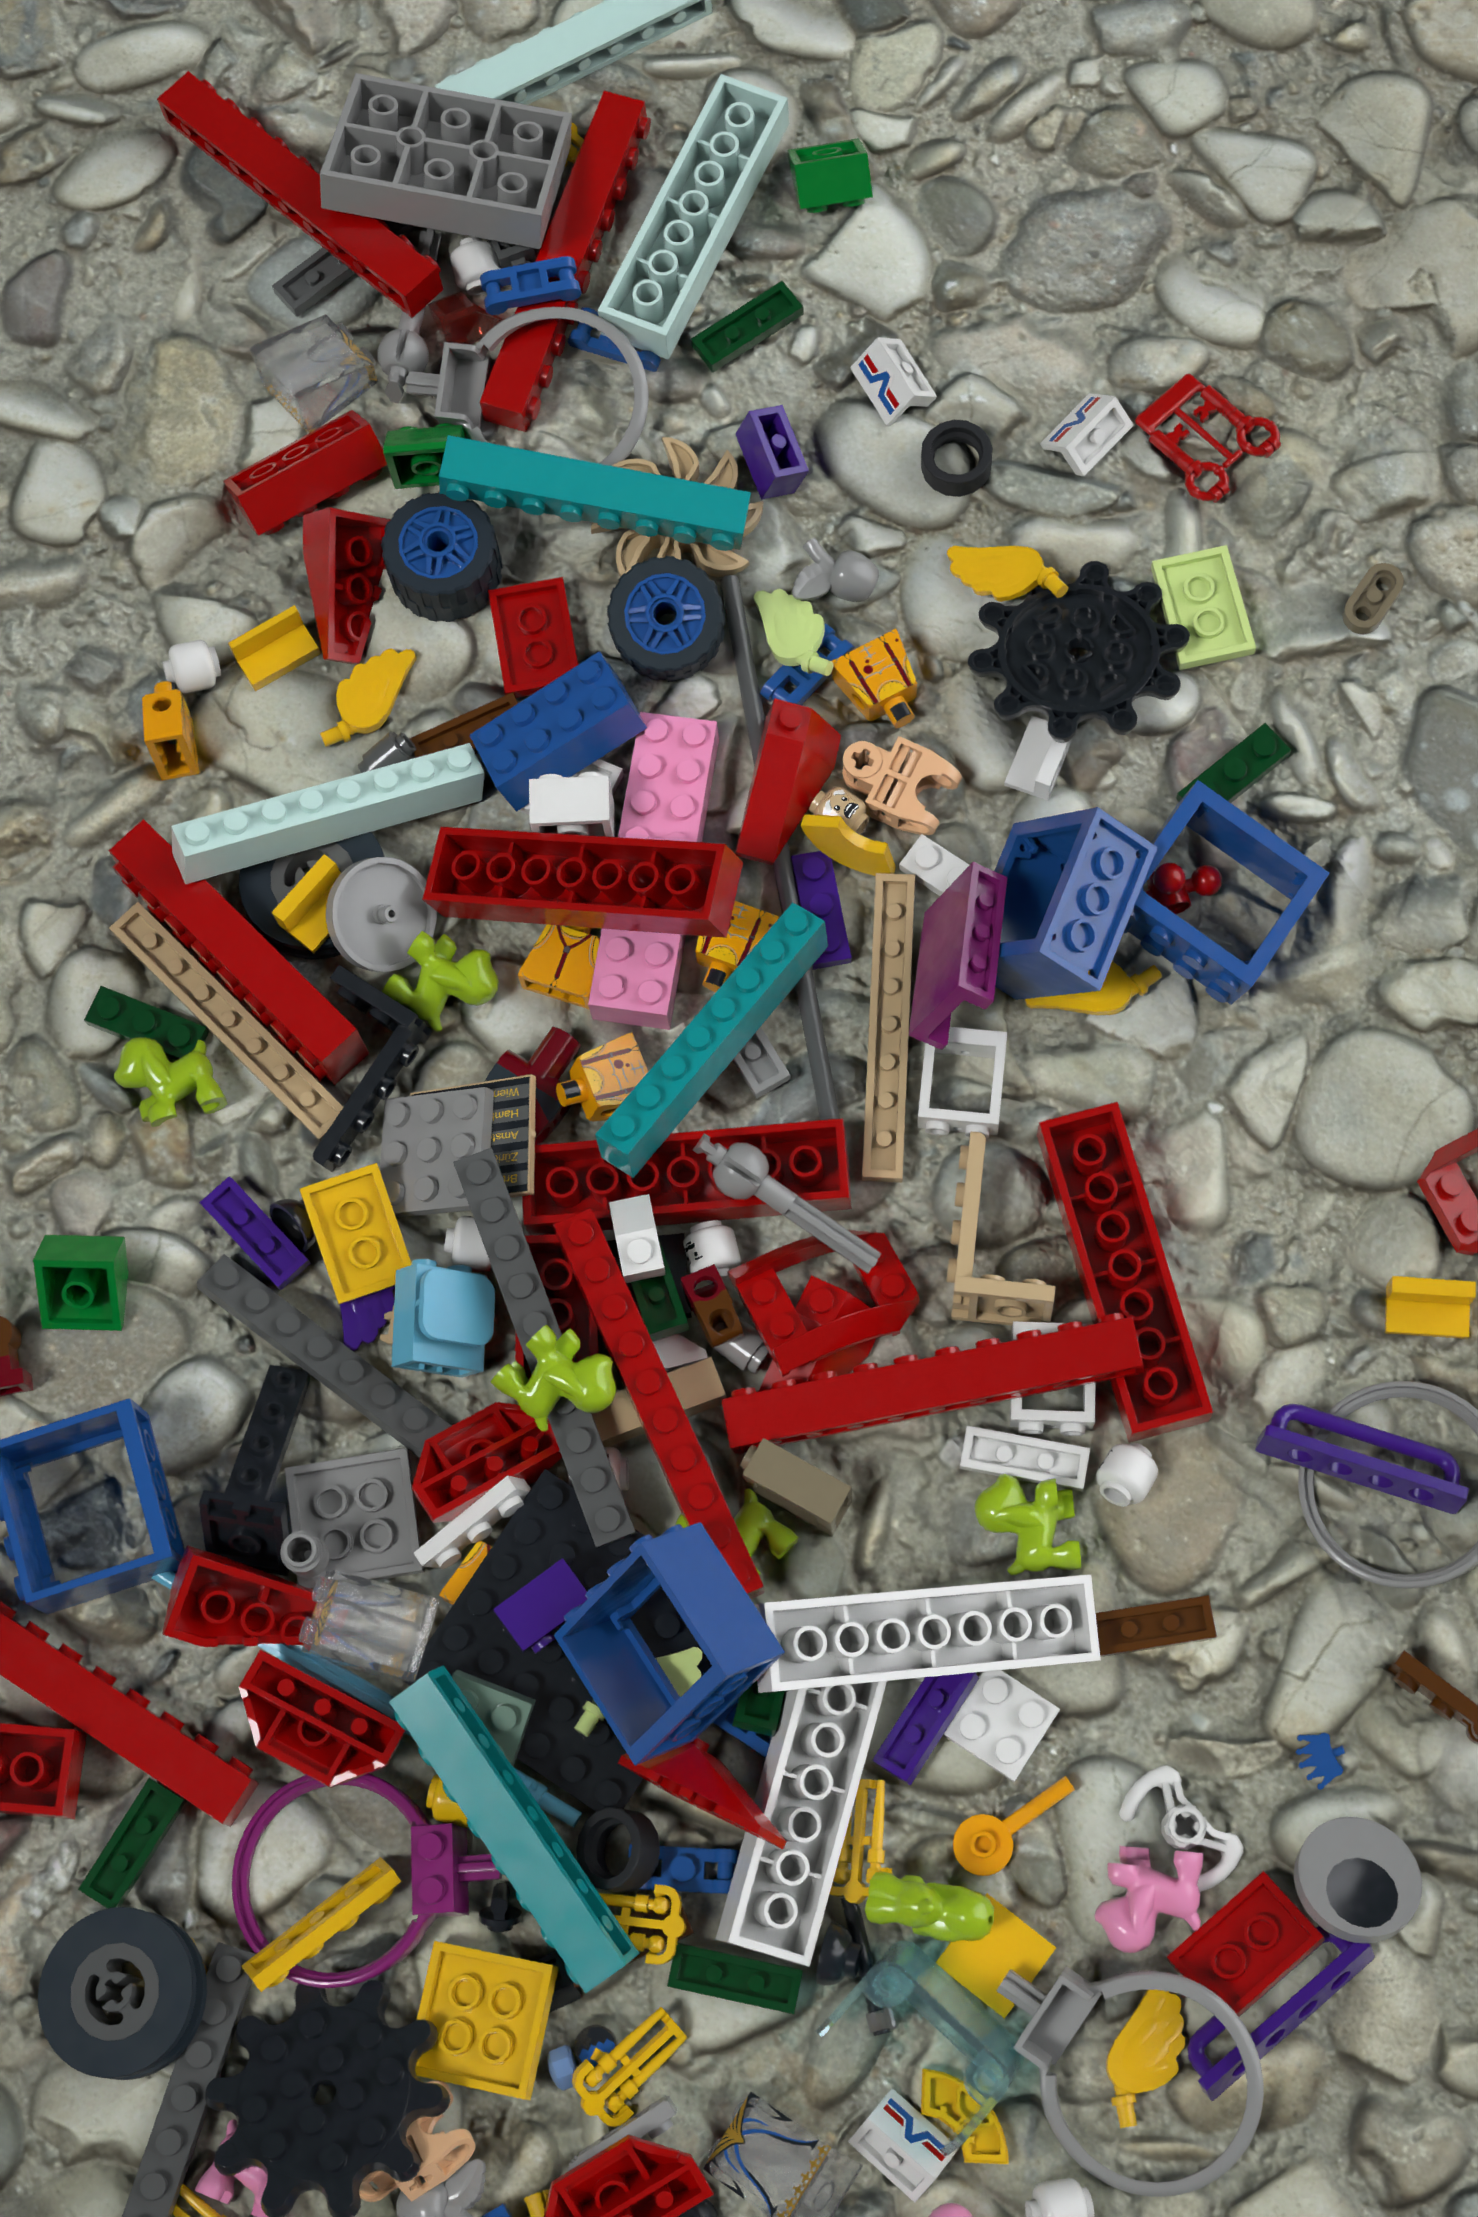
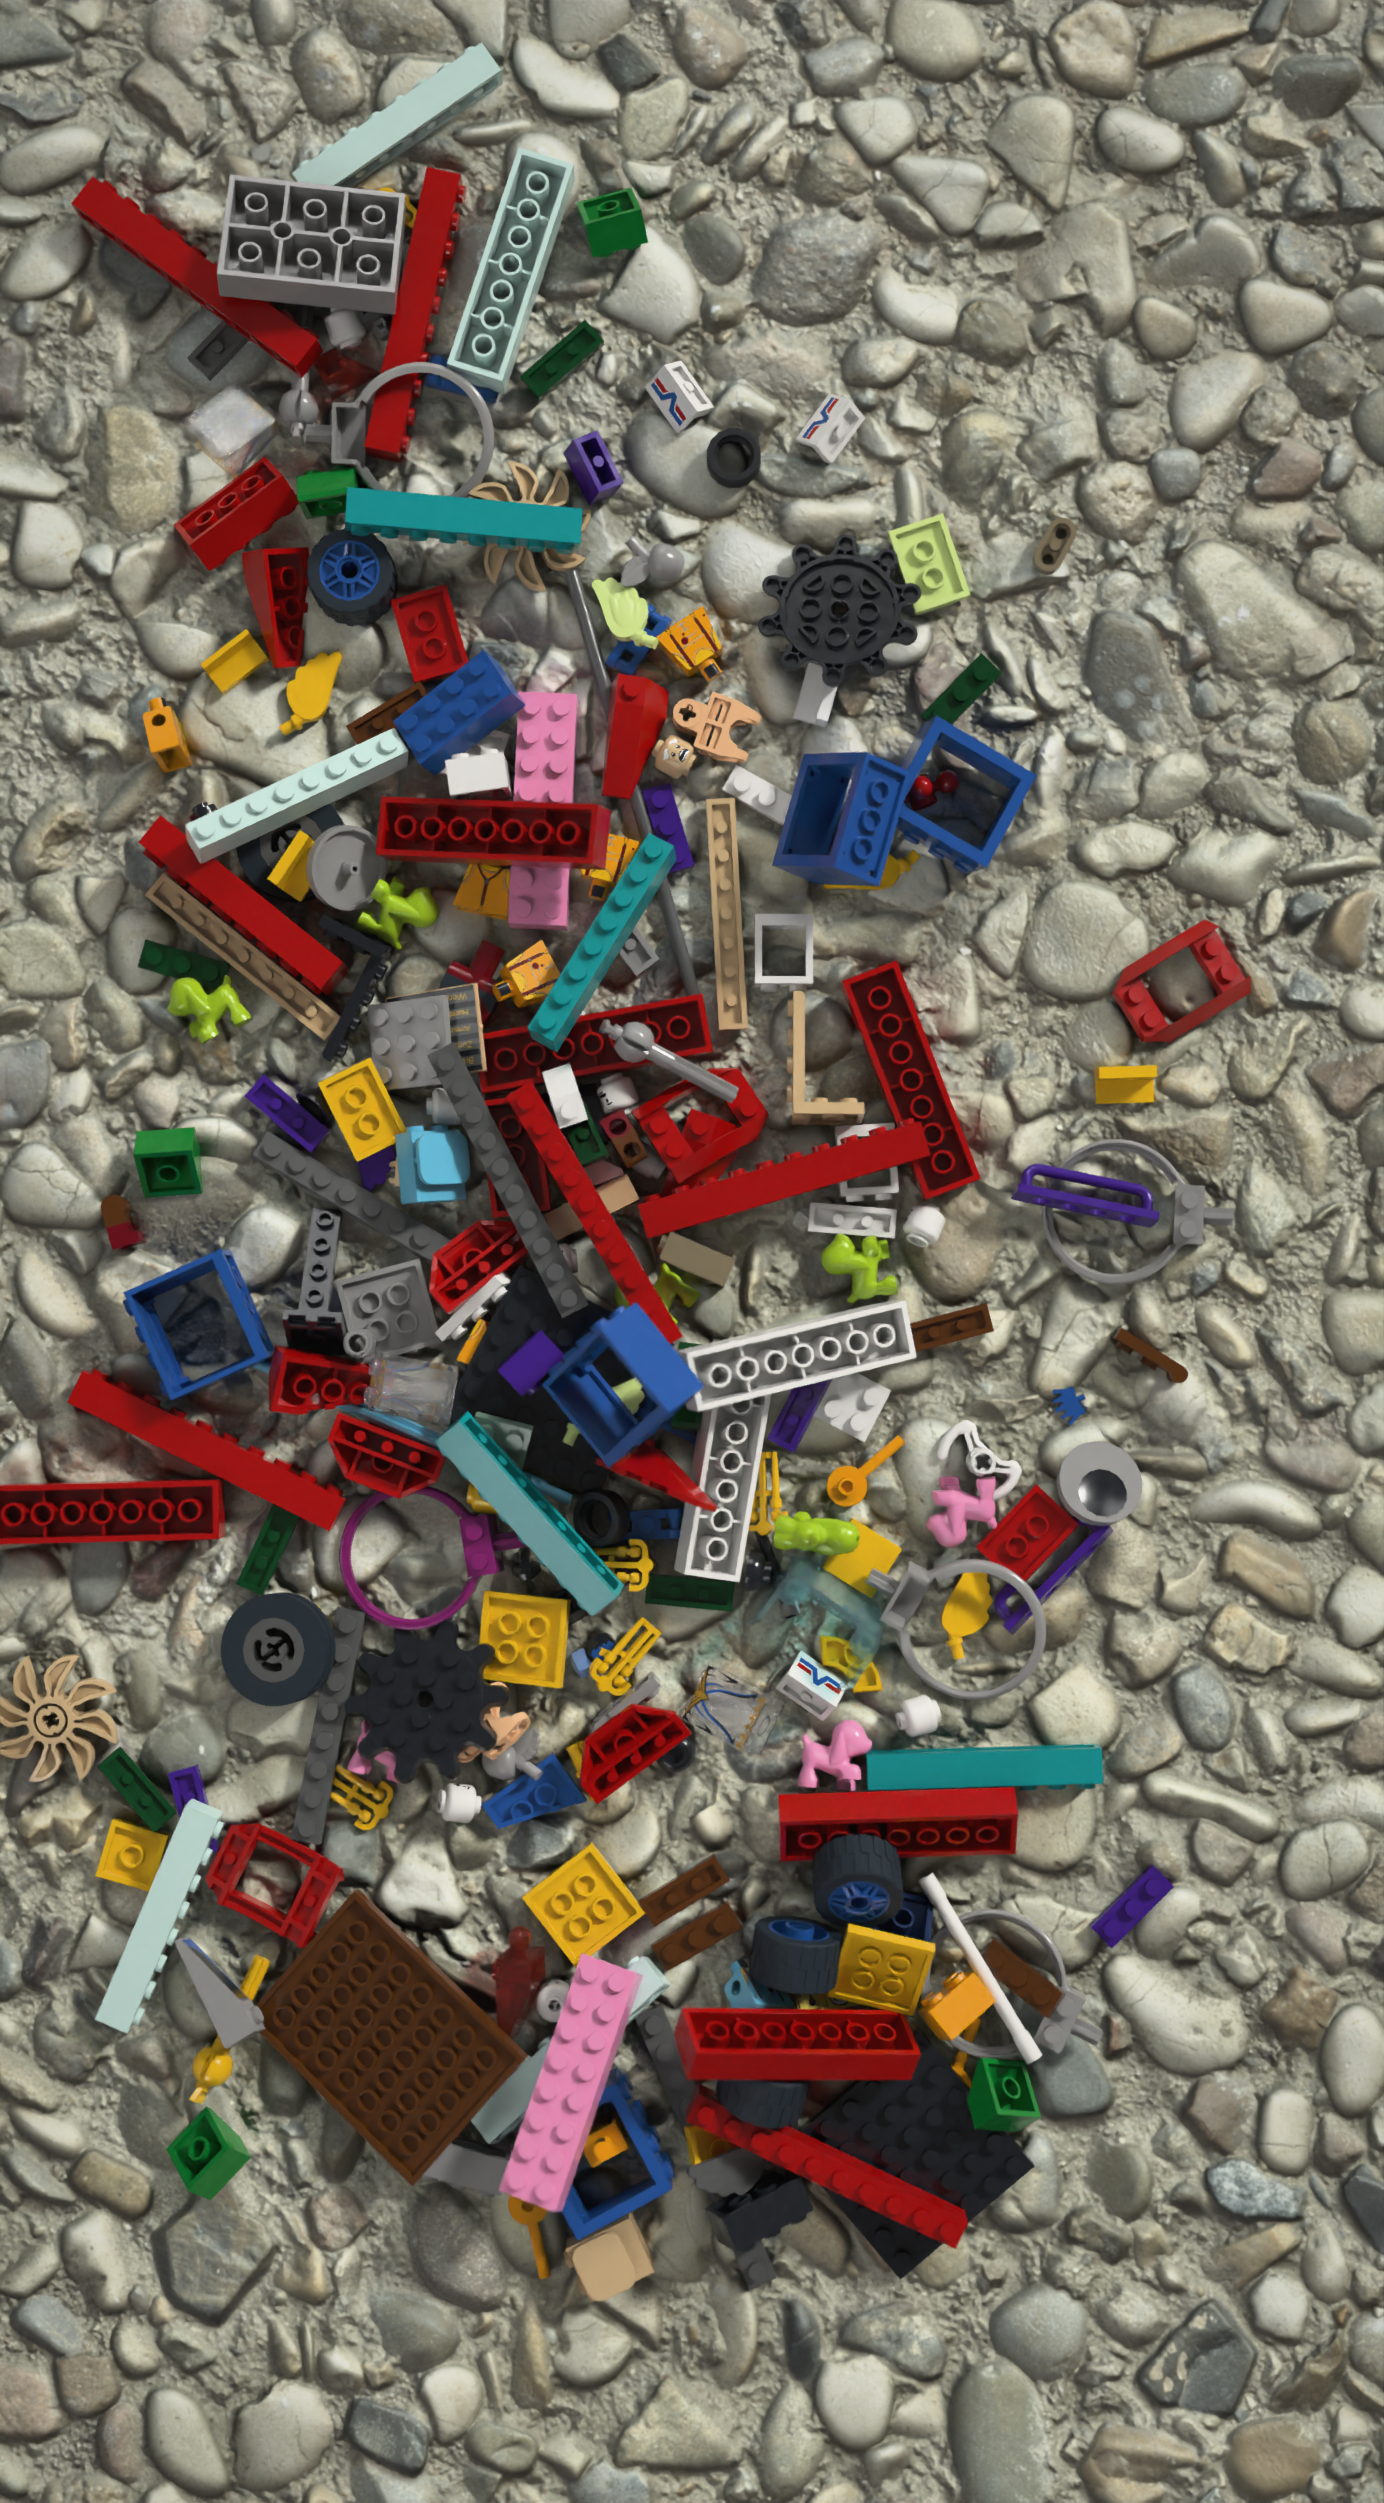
camera: 10 degrees left, 15 degrees up
(192, 666) = (174, 682): white head -> none
(333, 1915) = (406, 1588): yellow plate -> none
(388, 751) = (333, 741): dark grey brick -> none
(530, 284) = (391, 344): blue plate -> none
(585, 1383) = (543, 1208): lime animal -> none
(659, 589) = (505, 611): wheel -> none
(846, 846) = (682, 781): yellow tile -> none
(958, 952) = (773, 861): magenta panel -> none
(1003, 571) = (777, 549): yellow animal -> none
(1214, 402) = (892, 431): red piece -> none

